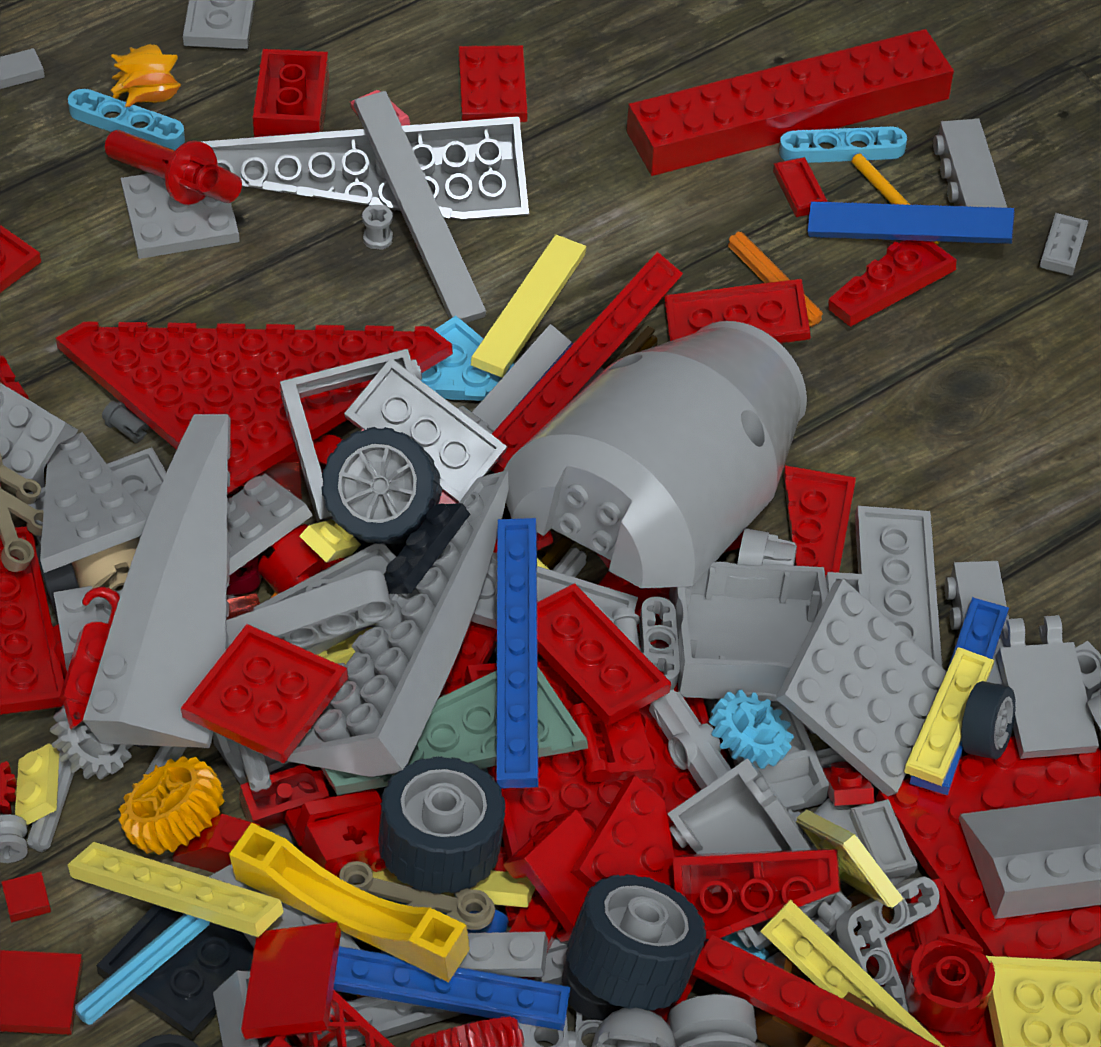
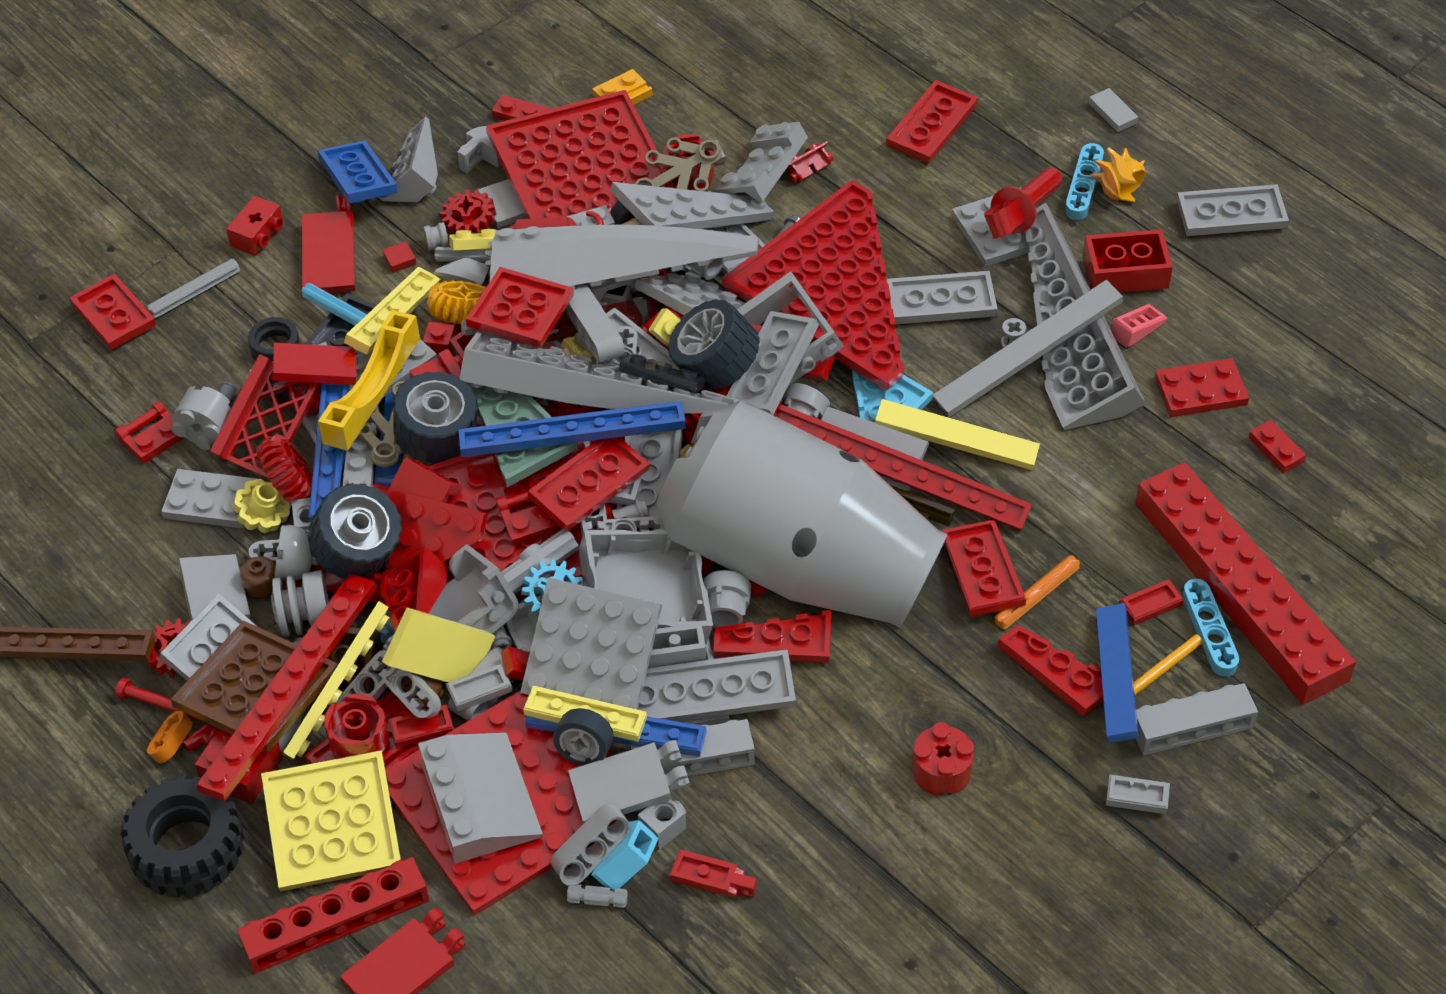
camera: 85 degrees right, 0 degrees up
(89, 808) = (464, 270): none -> light grey slope
(292, 279) = (942, 297): none -> light grey plate
(594, 41) = (1277, 446): none -> red plate
(1015, 395) = (942, 759): none -> red brick

